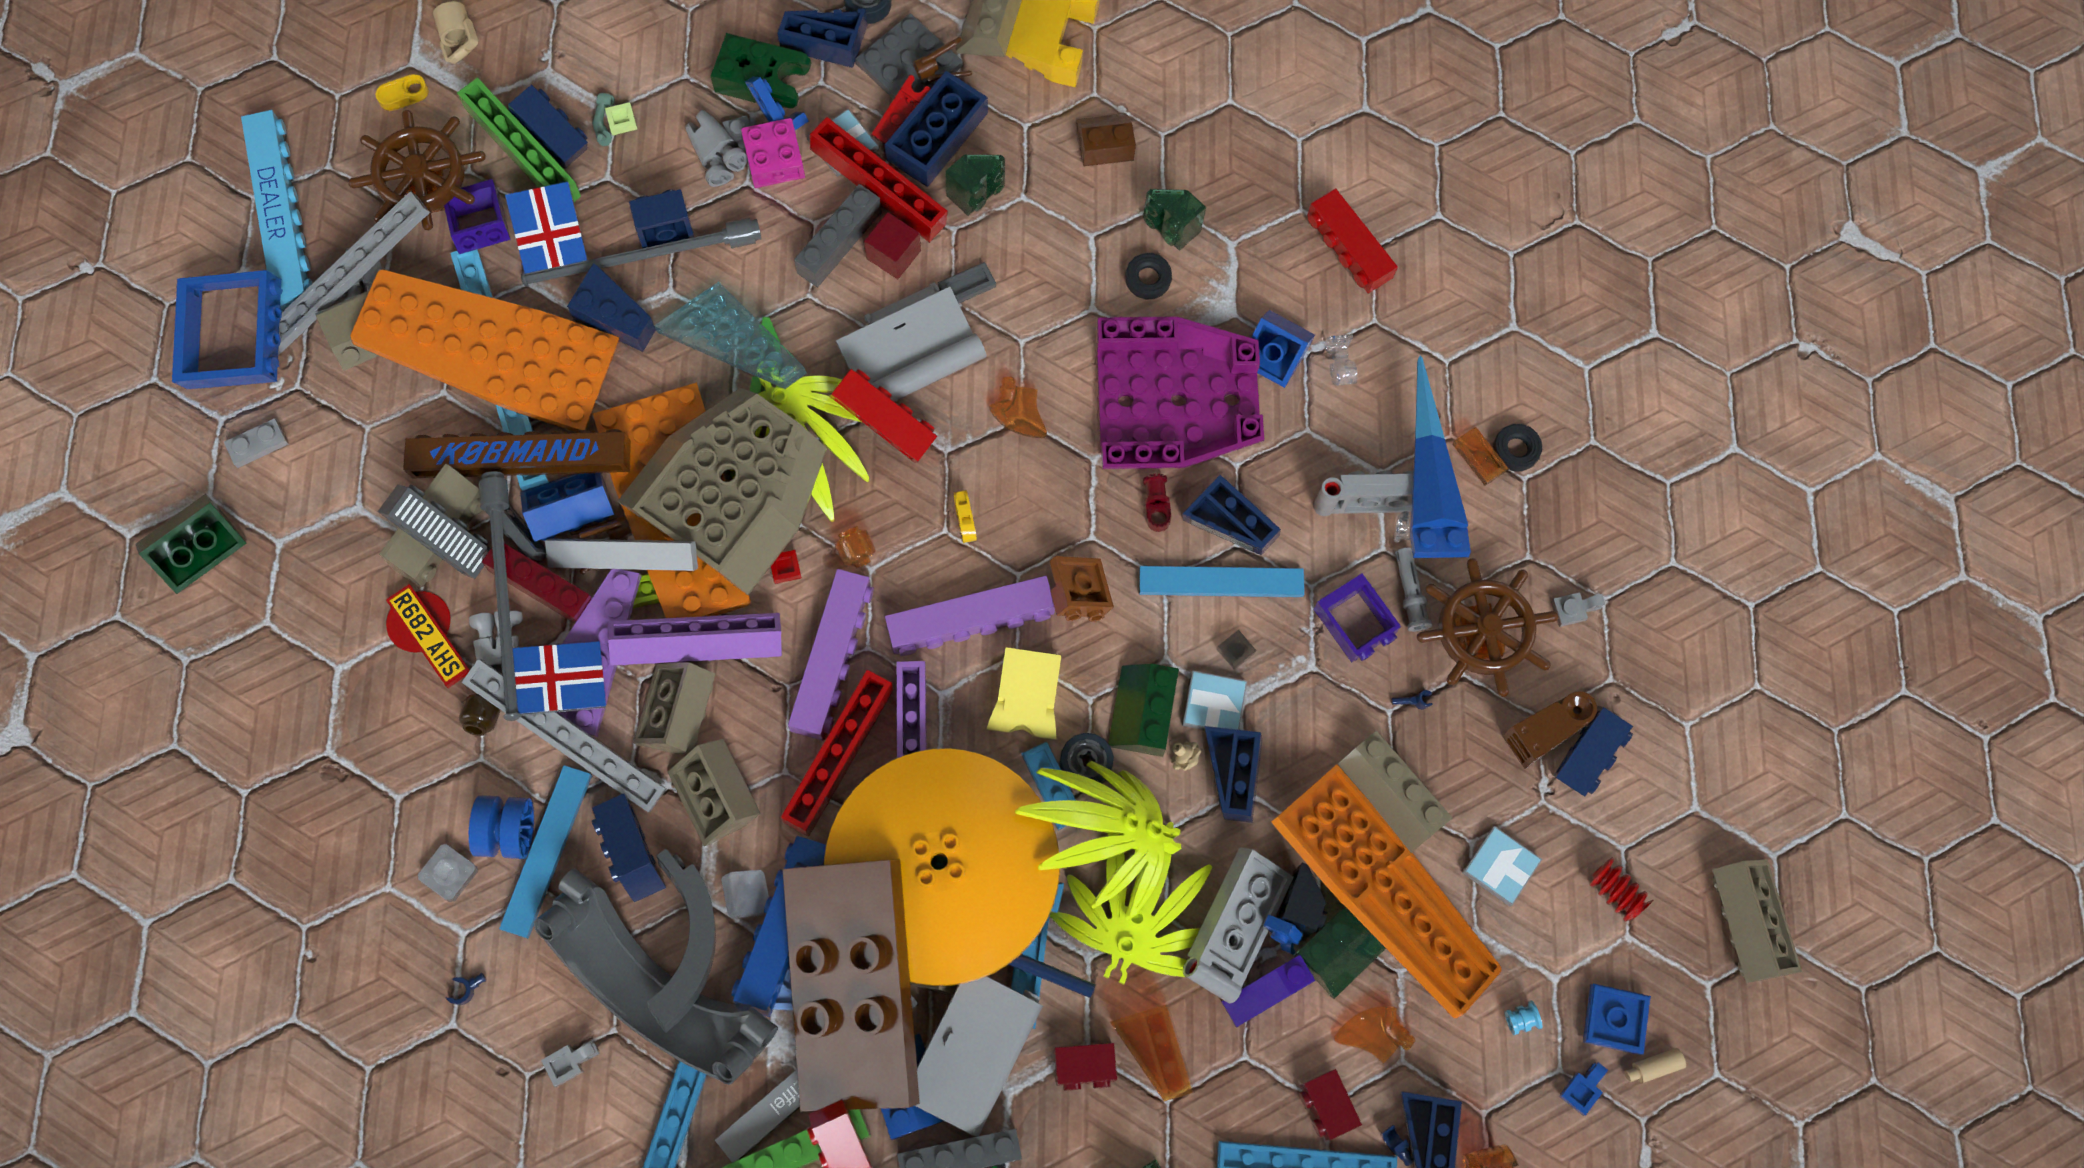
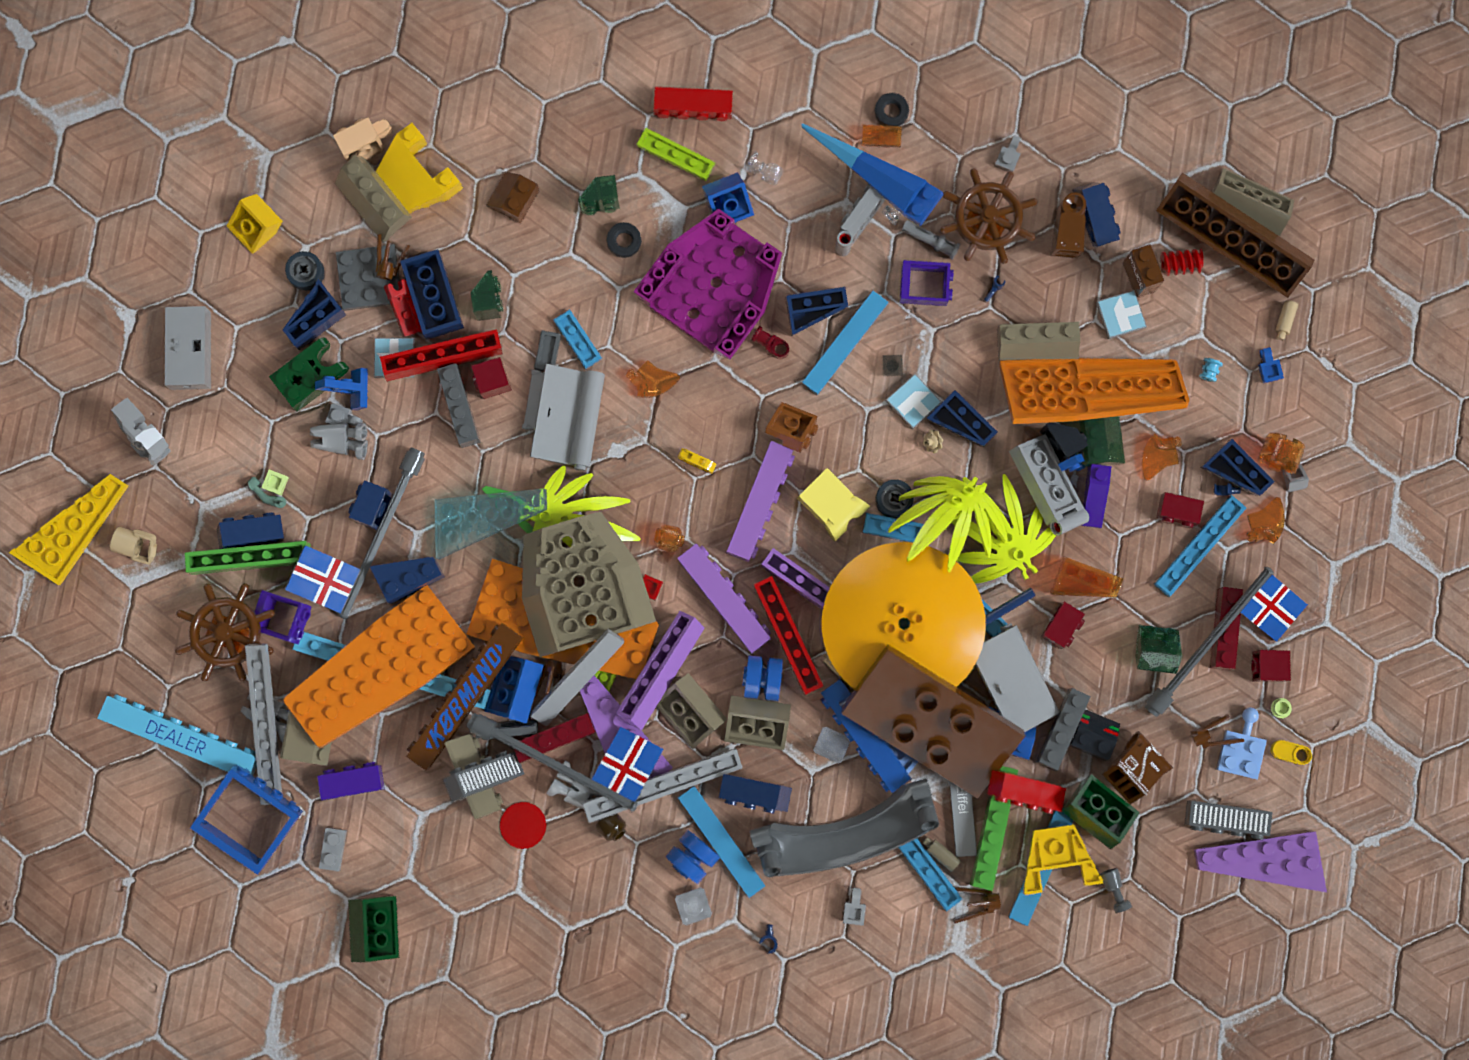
camera: 50 degrees left, 10 degrees up
(344, 408) = (351, 781): none -> dark purple brick
(395, 93) = (149, 611): yellow piece -> none
(428, 636) = (538, 824): tile -> none
(692, 974) = (842, 788): dark grey arch -> none
(705, 1119) = (942, 854): none -> dark tan cylinder
(767, 758) = (758, 677): none -> blue wheel
(773, 153) = (372, 405): dark pink bracket -> none
(883, 415) = (601, 463): red brick -> none
(1004, 305) = (577, 339): none -> dark azure tile
(1143, 708) = (888, 444): dark green slope -> none
(1282, 263) = (675, 154): none -> lime plate
(1571, 849) = (1143, 271): none -> reddish brown brick
(1616, 1019) = (1246, 320): blue plate -> none
(1702, 928) = (1235, 235): none -> reddish brown brick

